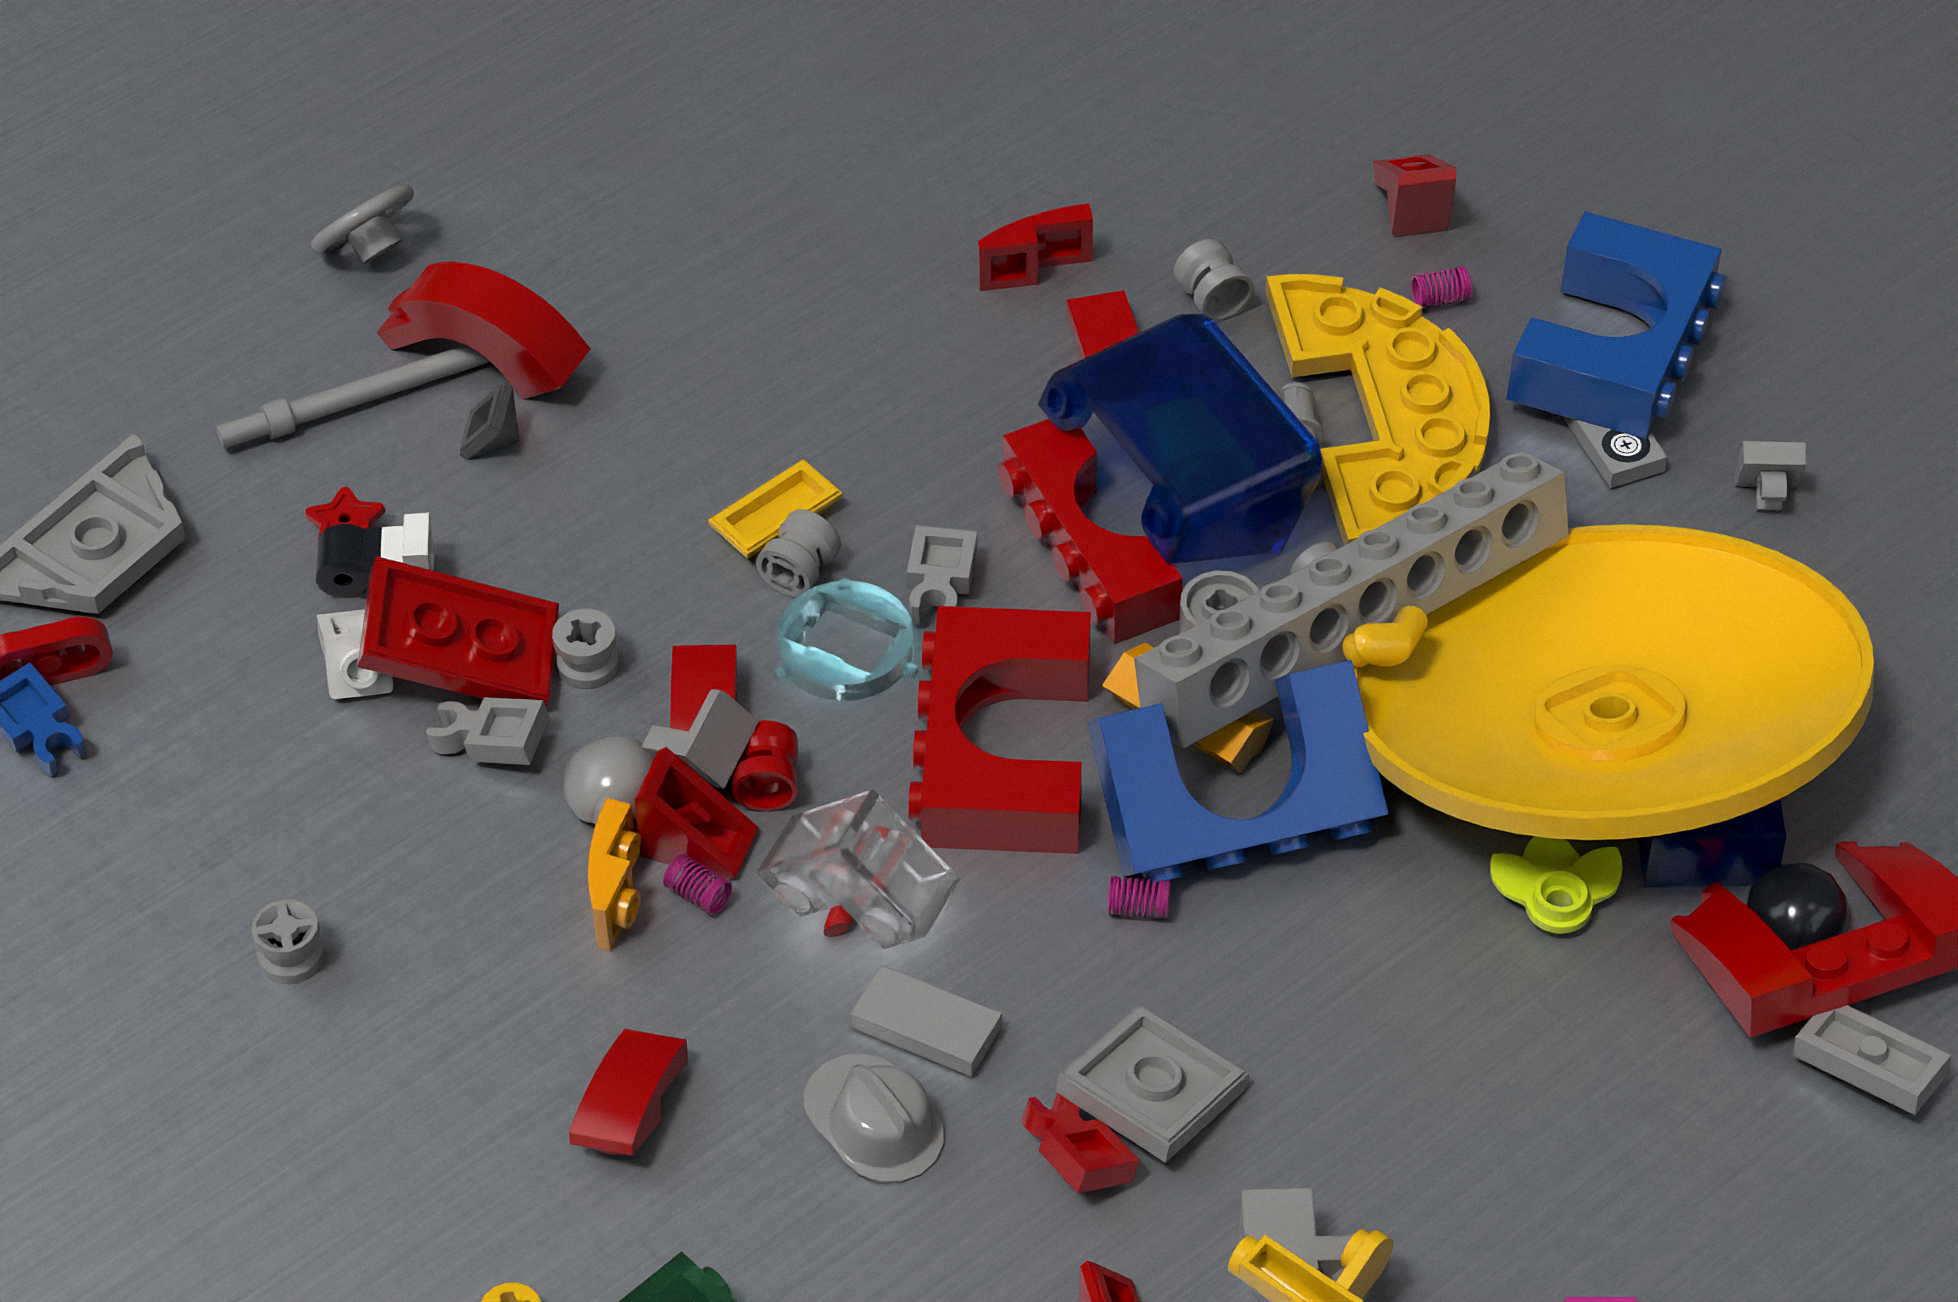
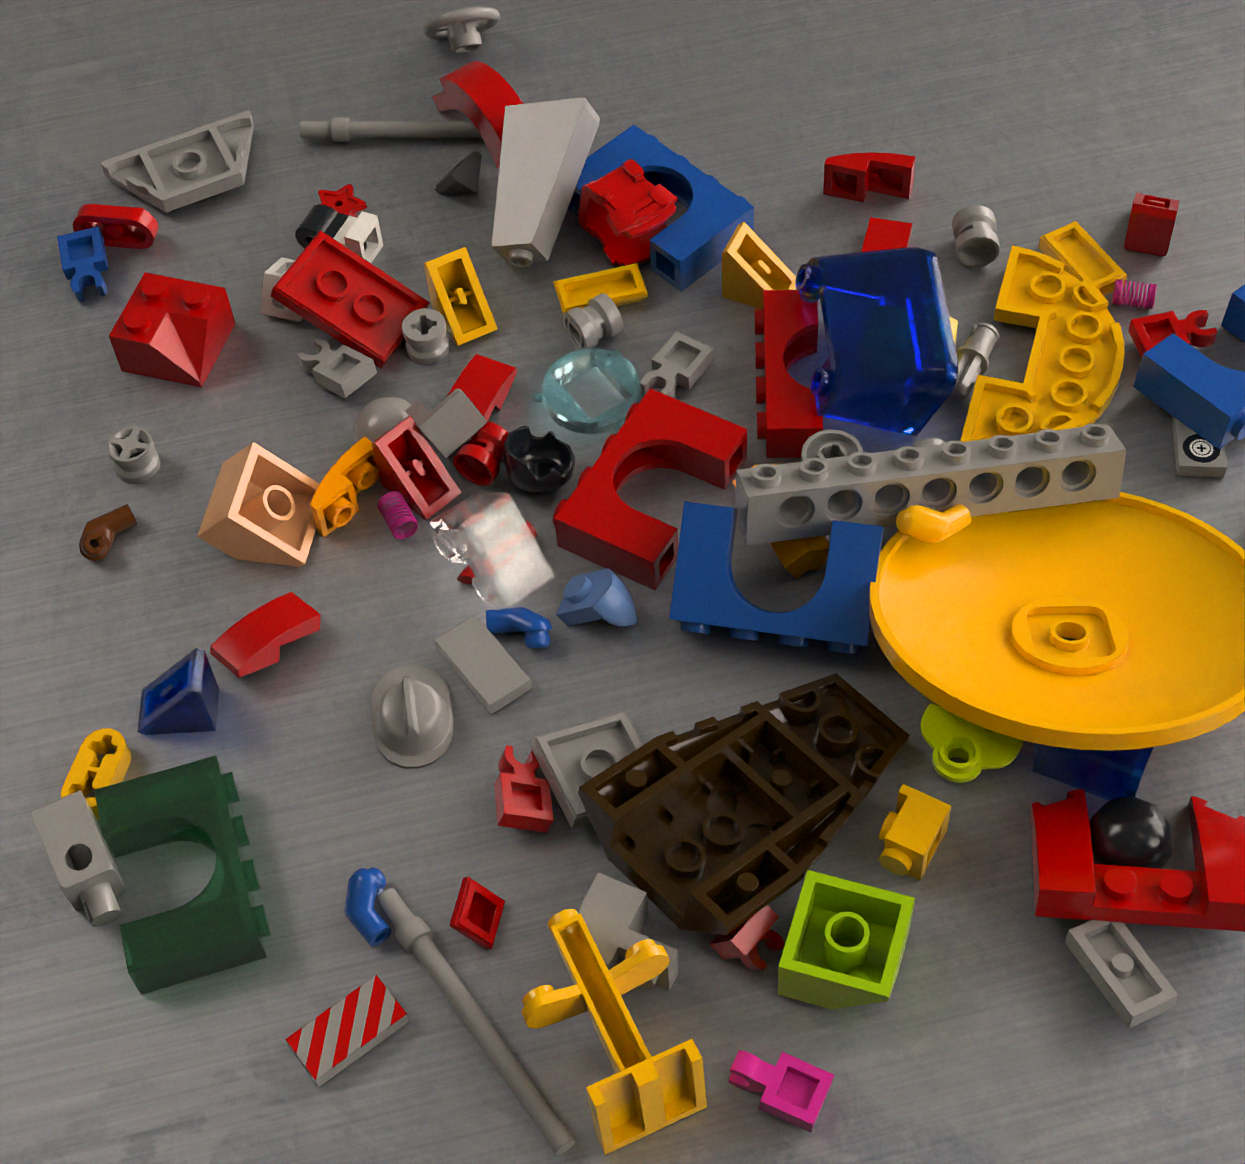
camera: 30 degrees right, 5 degrees up
(233, 761) = (172, 329): none -> red slope
(308, 1055) = (101, 532): none -> reddish brown arm
(517, 942) = (261, 510): none -> light nougat slope
(570, 1211) = (181, 698): none -> clear blue slope
(597, 573) = (459, 296): none -> yellow slope
(621, 379) = (538, 174): none -> light grey slope
(735, 331) = (700, 235): none -> blue arch
(764, 399) = (625, 213): none -> red piece
(843, 750) = (537, 462): none -> black hair
(942, 949) = (520, 620): none -> blue arm
(967, 418) = (751, 268): none -> yellow slope
(1022, 886) = (597, 597): none -> medium blue plate
(1134, 889) = (660, 633): dark pink piece -> none
(1353, 1048) = (741, 802): none -> dark brown wedge
(1360, 263) = (1082, 256): none -> yellow tile
(1442, 1190) = (744, 939): none -> red tile
(1500, 322) = (1153, 329): none -> red plate
(1562, 1002) = (913, 832): none -> yellow brick
(1566, 1150) = (844, 943): none -> lime slope

